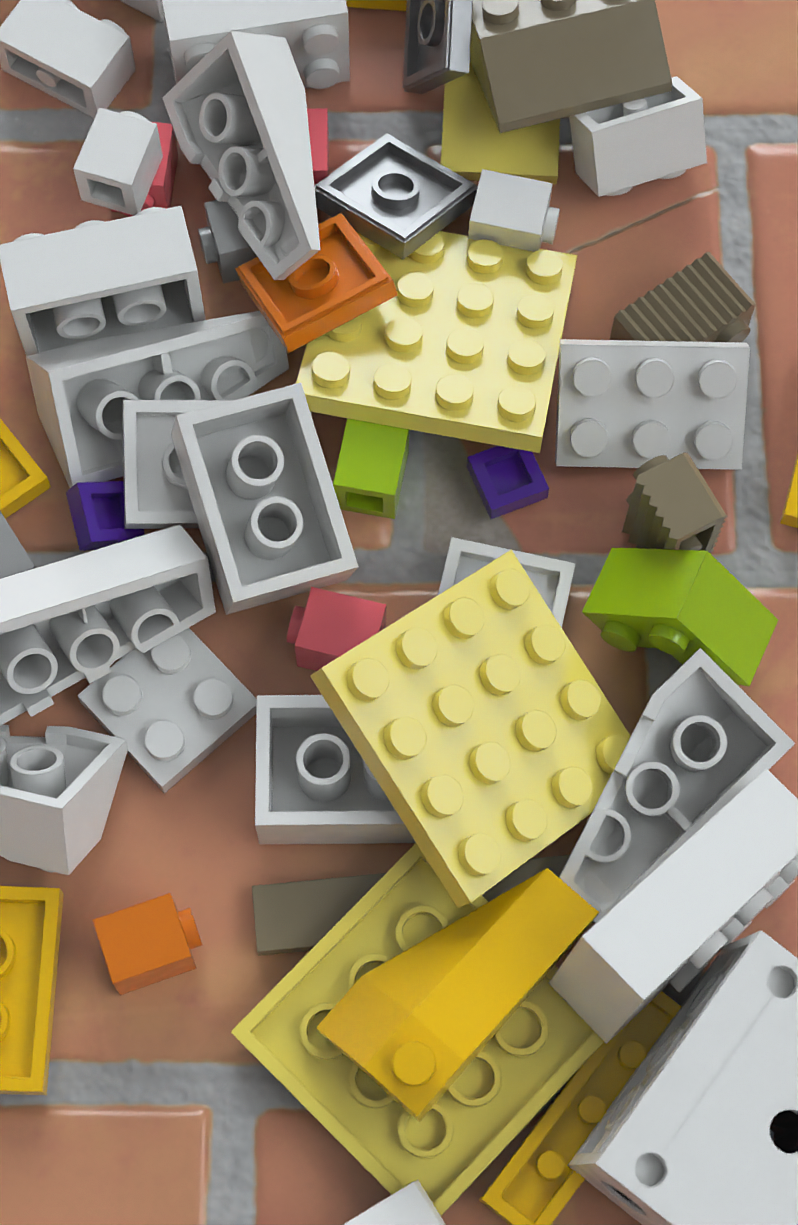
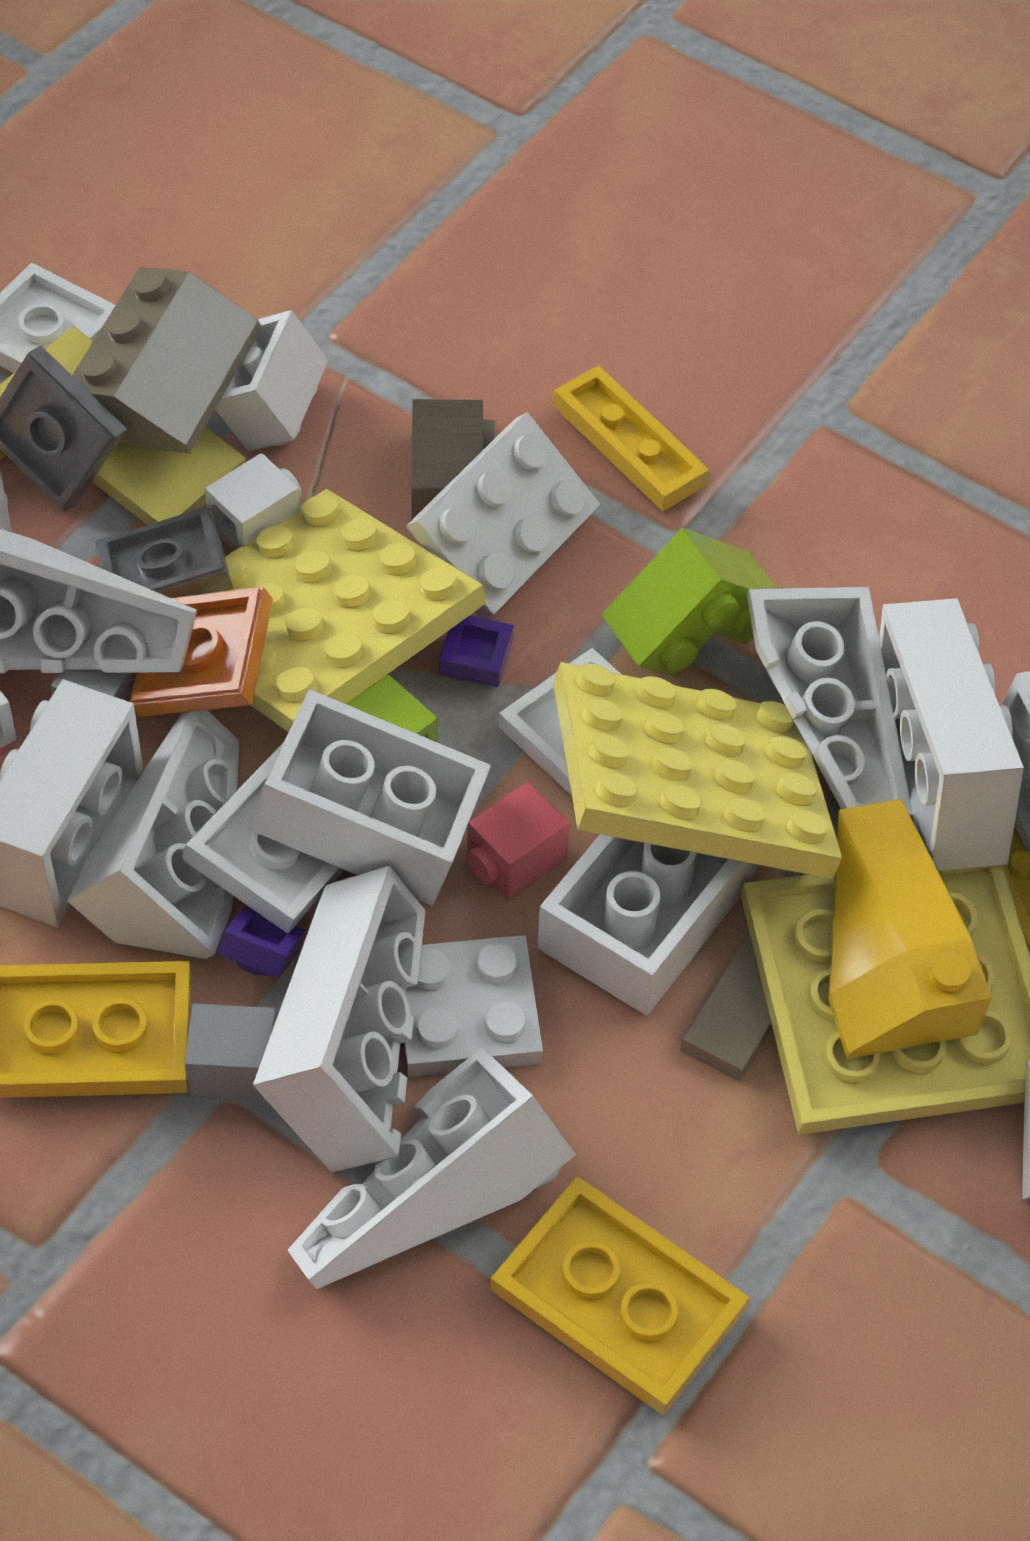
camera: 55 degrees left, 15 degrees down
(147, 943) = (675, 1142): orange brick -> none
(672, 507) = (613, 544): dark tan brick -> none

